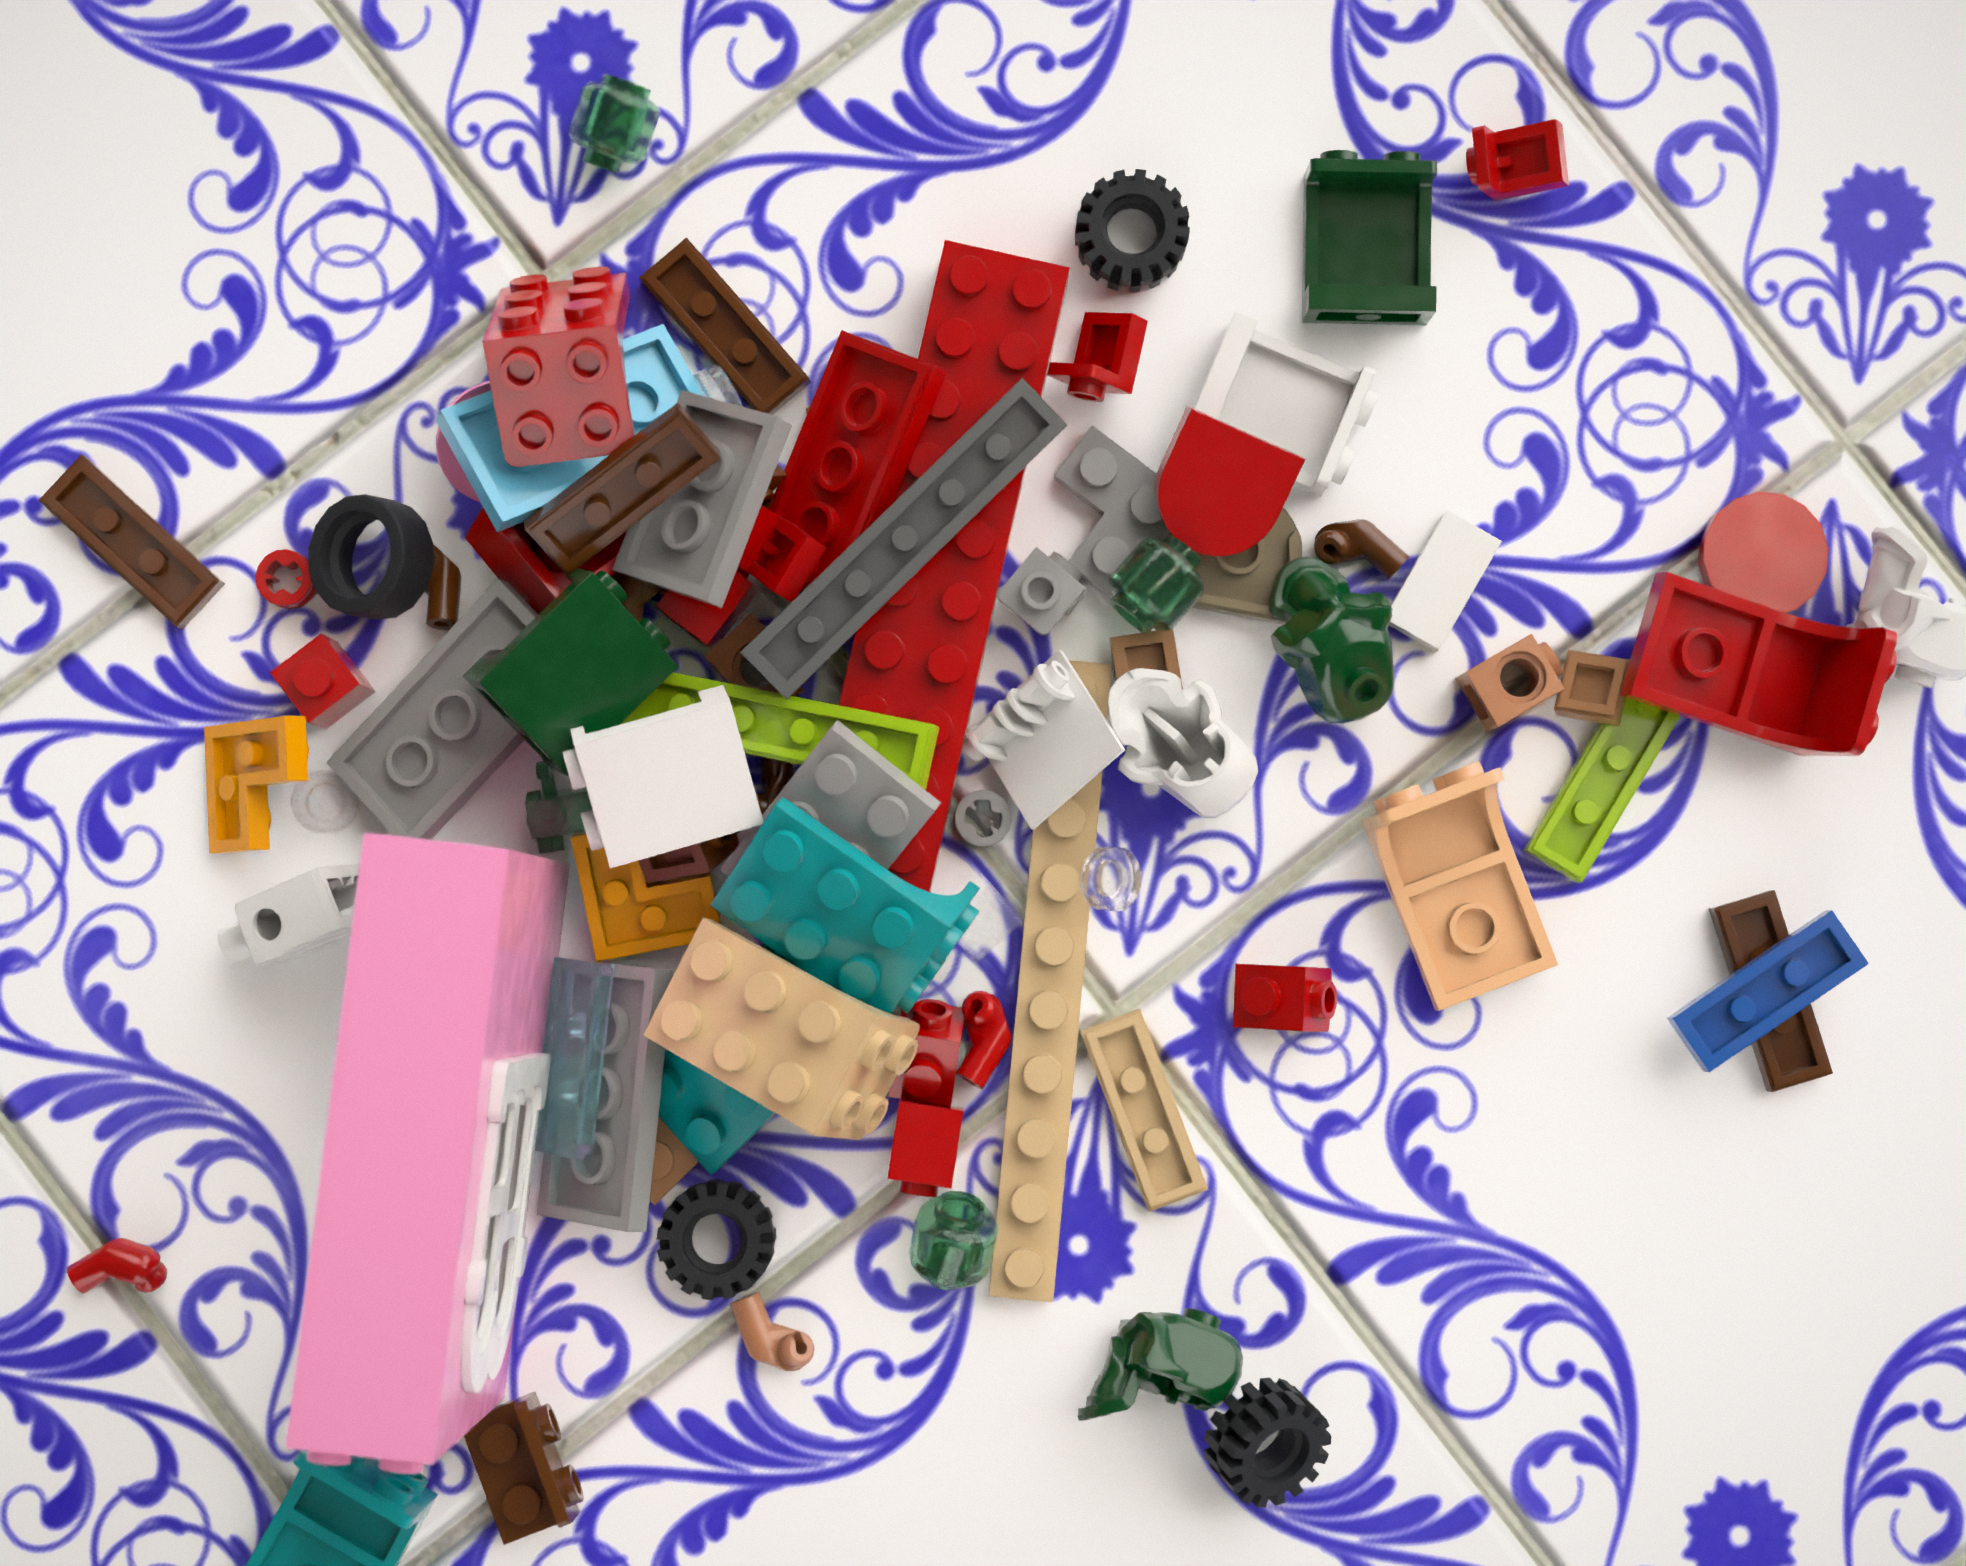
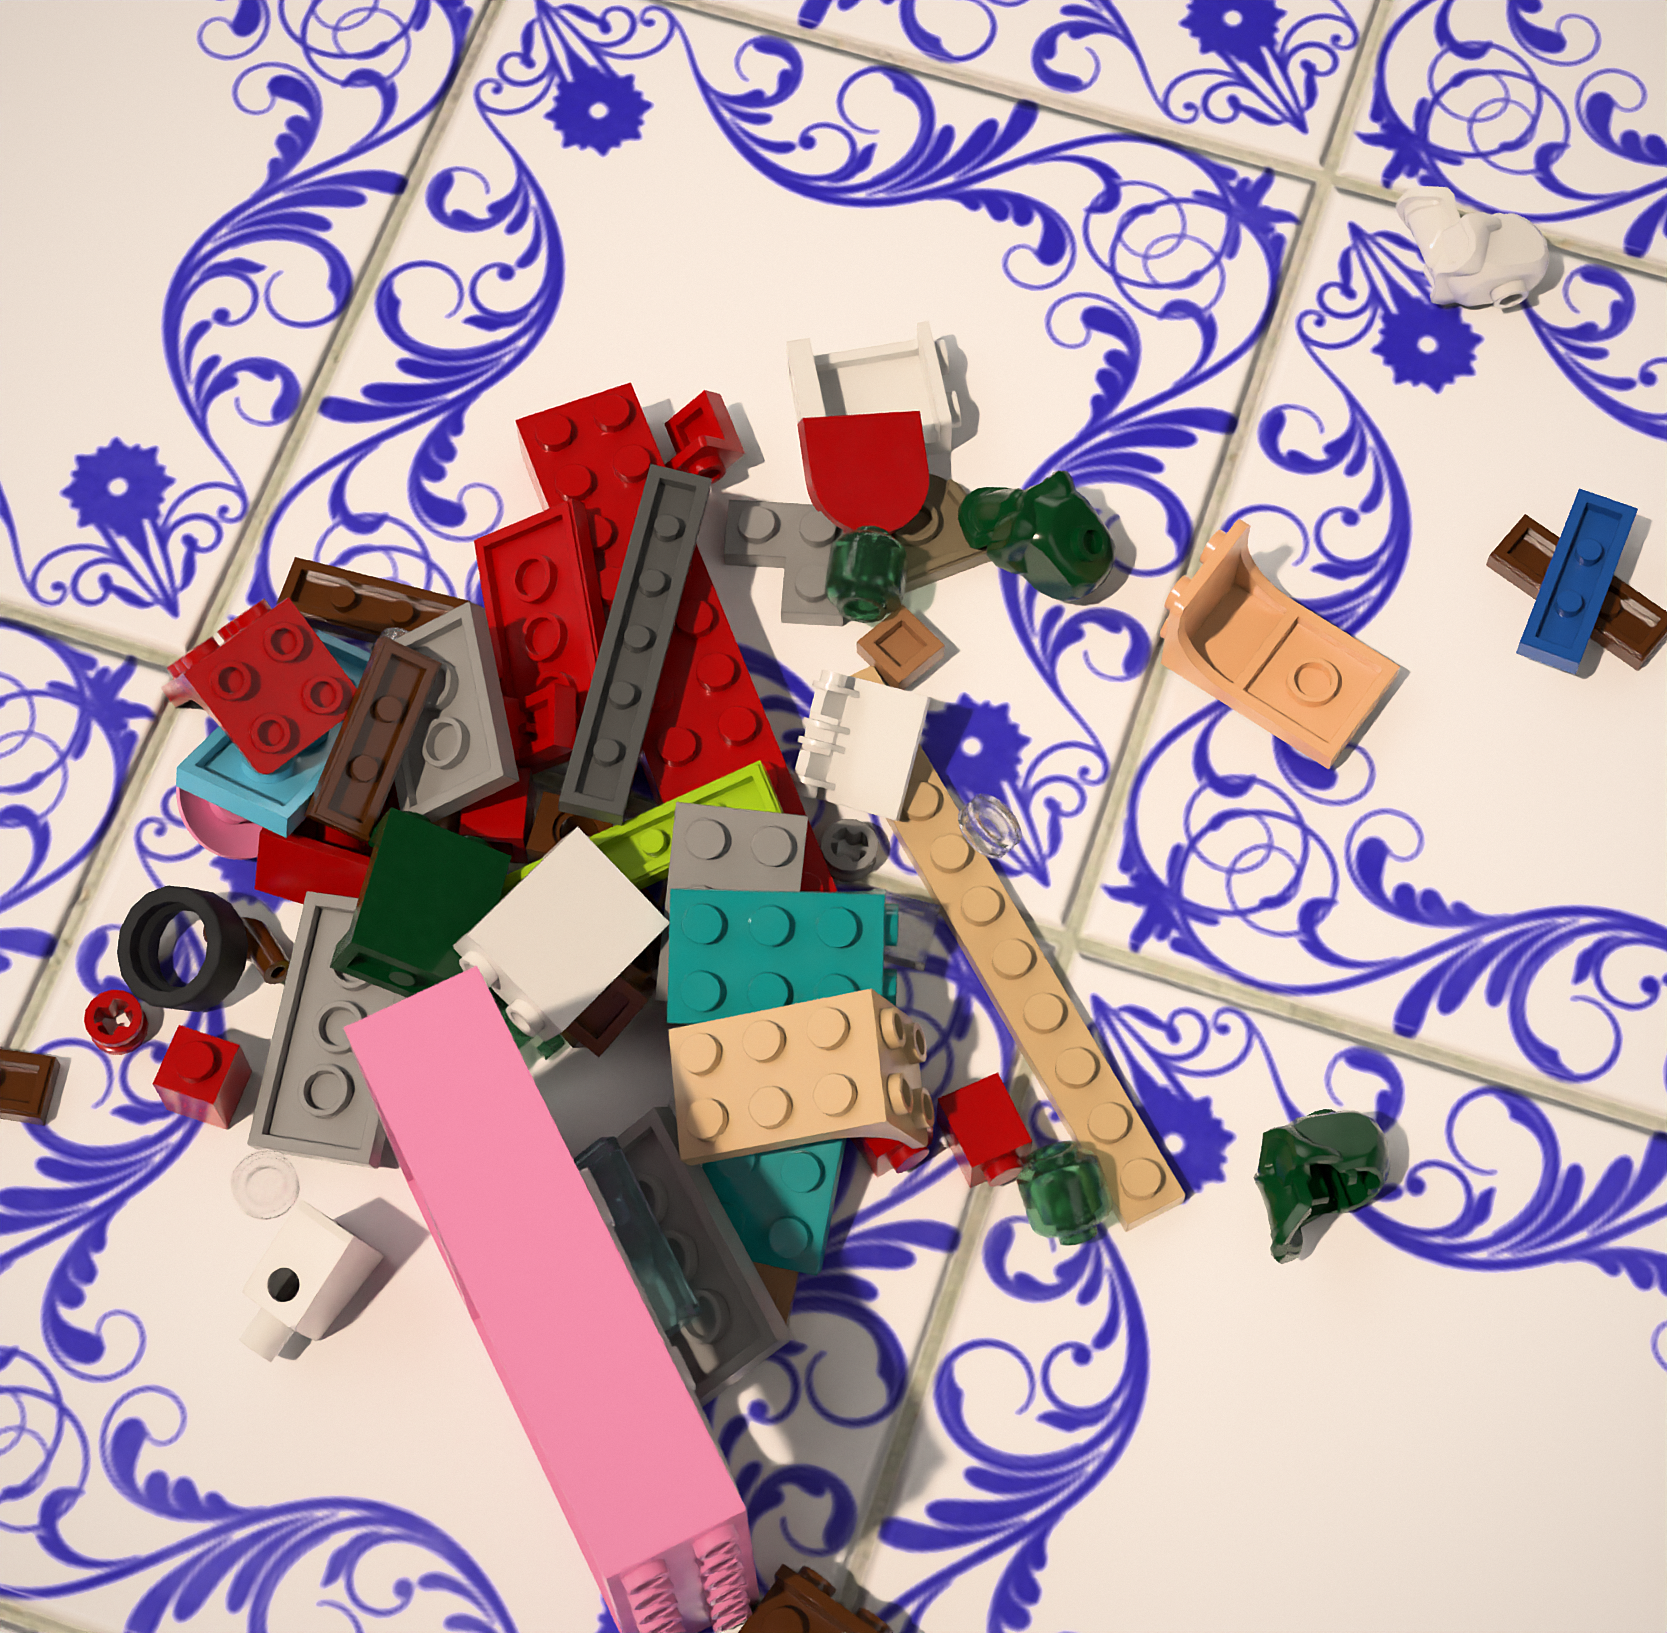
camera: 30 degrees left, 20 degrees down
(239, 767) = (171, 1196): light orange plate -> none
(614, 122) = (177, 503): clear green head -> none
(636, 916) = (595, 1099): light orange plate -> none
(688, 1267) = (858, 1288): black tyre -> none
(769, 1341) = (964, 1390): nougat arm -> none
(935, 1064) = (948, 1058): red bracket -> none
(988, 1035) = (975, 1016): red arm -> none
(1042, 590) = (777, 632): light grey bracket -> none
(1132, 193) = (661, 314): black tyre -> none
(1144, 1110) = (1149, 996): tan tile -> none
(1180, 741) = (973, 679): white head -> none
(1249, 1424) = (1423, 1185): black tyre -> none
(1283, 998) = (1197, 831): red bracket -> none
(1357, 541) = (1006, 460): reddish brown arm -> none
(1368, 239) = (853, 245): dark green panel -> none
(1442, 580) = (1094, 447): white tile -> none
(1488, 697) = (1197, 507): nougat brick -> none
(1518, 159) = (930, 122): red bracket -> none
(1592, 688) = (1270, 453): medium nougat tile -> none
(1599, 789) = (1328, 498): lime tile -> none
(1759, 669) = (1391, 359): red bracket -> none
(1765, 551) = (1327, 287): tile -> none

